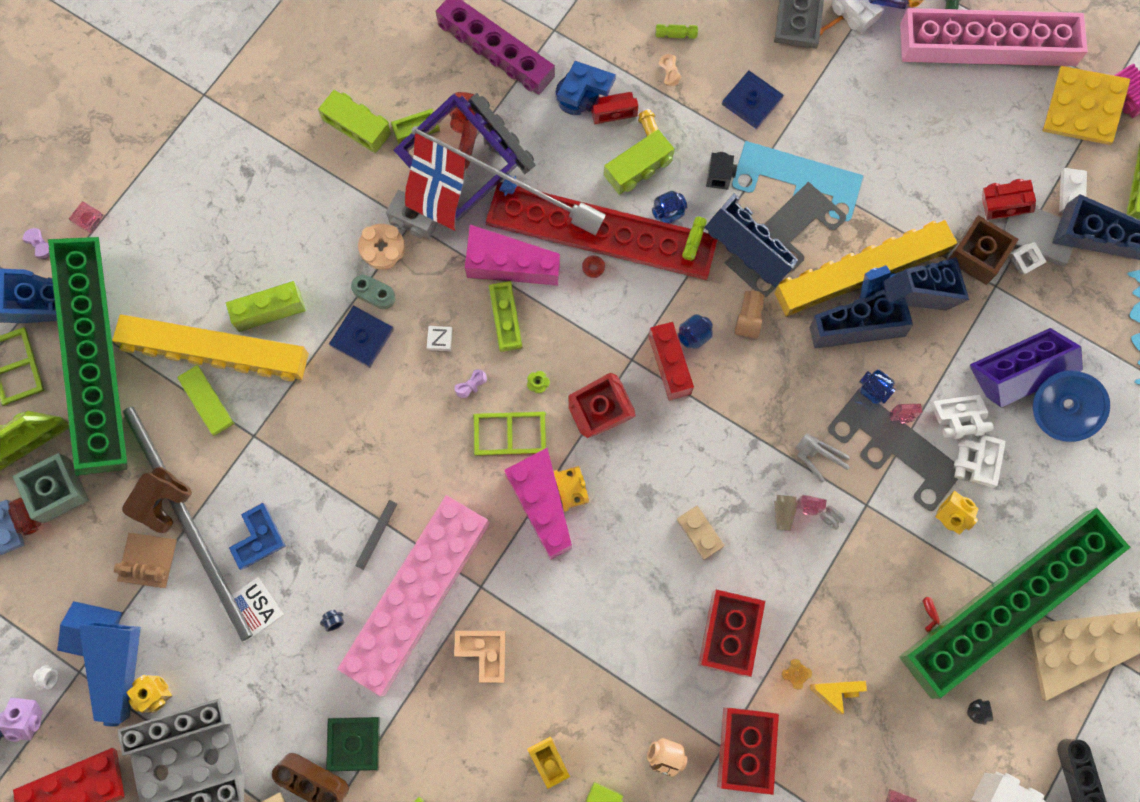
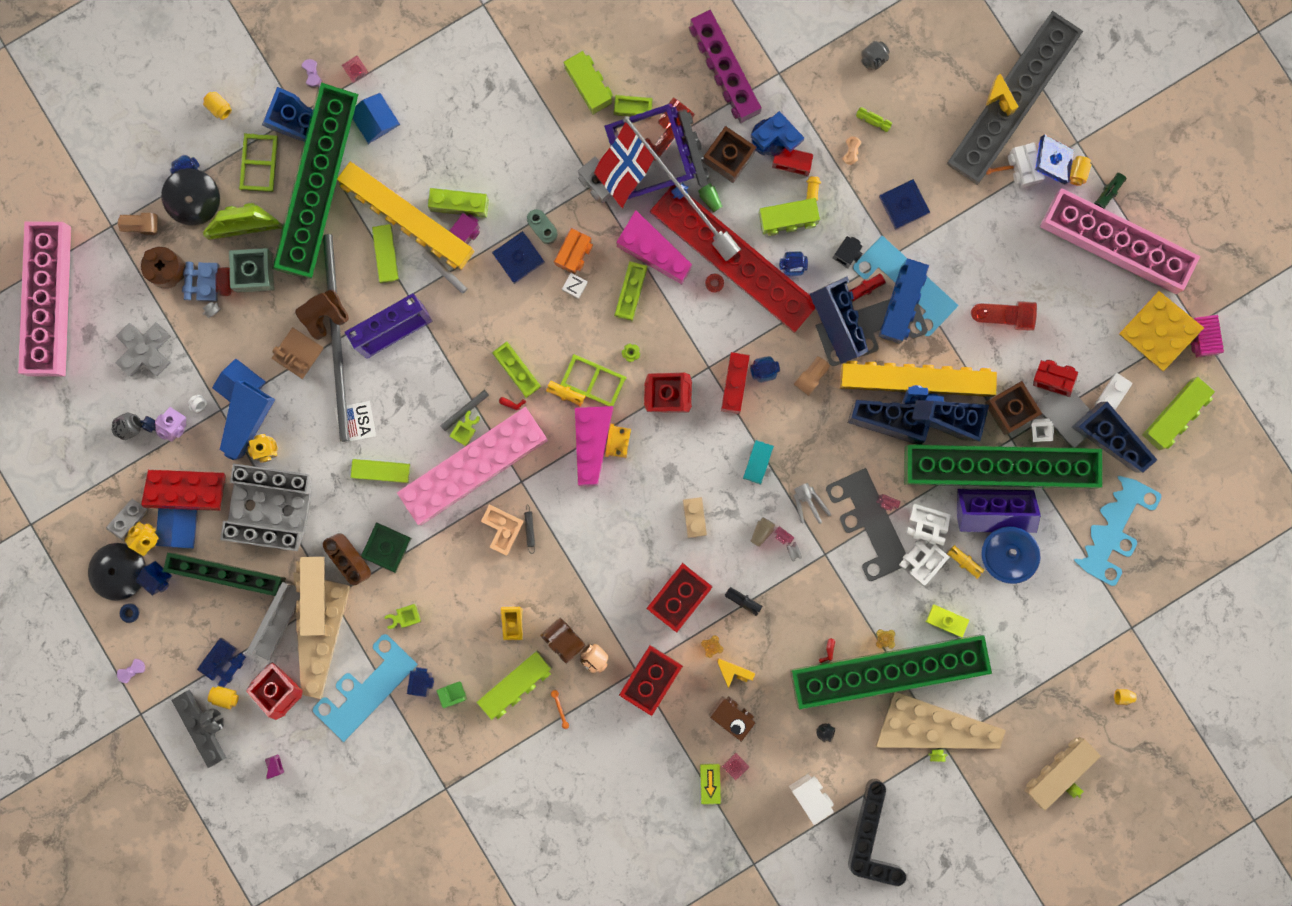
camera: 30 degrees right, 10 degrees up
(19, 557) = (211, 309): none -> light grey plate
(130, 260) = (374, 117): none -> blue slope
(242, 474) = (388, 326): none -> dark purple window
(263, 540) = (384, 377): blue plate -> none
(283, 389) = (444, 271): none -> light grey bar
(287, 329) = (466, 228): none -> magenta brick
(306, 653) = (380, 471): none -> lime tile
(332, 620) = (408, 456): dark blue plate -> none
(373, 236) = (562, 182): light nougat plate -> none
(386, 559) = (463, 431): none -> lime plate
(416, 460) = (516, 369): none -> lime tile
(420, 301) = (573, 251): none -> orange brick
(427, 503) = (508, 403): none -> red piece
(464, 389) = (574, 333): lavender piece -> none
(485, 461) = (565, 393): none -> yellow pin
(516, 638) = (529, 529): none -> dark grey piece
(543, 126) = (729, 154): none -> reddish brown brick
(544, 179) = (710, 197): none -> bright green cone
(620, 752) = (563, 640): none -> reddish brown brick
(694, 238) = (799, 298): lime axle -> none
(740, 436) = (758, 462): none -> teal slope
(759, 197) = (868, 286): none -> red pin
(805, 602) = (743, 601): none -> black axle
(806, 191) = (903, 301): none -> blue wedge
(868, 749) = (731, 718): none -> reddish brown brick
(877, 386) = (877, 473): clear blue head -> none
(935, 153) = (1021, 315): none -> clear red piece
(957, 513) = (884, 591): yellow brick -> none
(989, 561) = (890, 638): none -> clear yellow plate
(1006, 316) = (1003, 466): none -> green brick
(1024, 438) = (965, 561): none -> yellow pin
(1041, 514) = (947, 620): none -> neon yellow plate
(1119, 675) = (938, 756): none -> lime plate

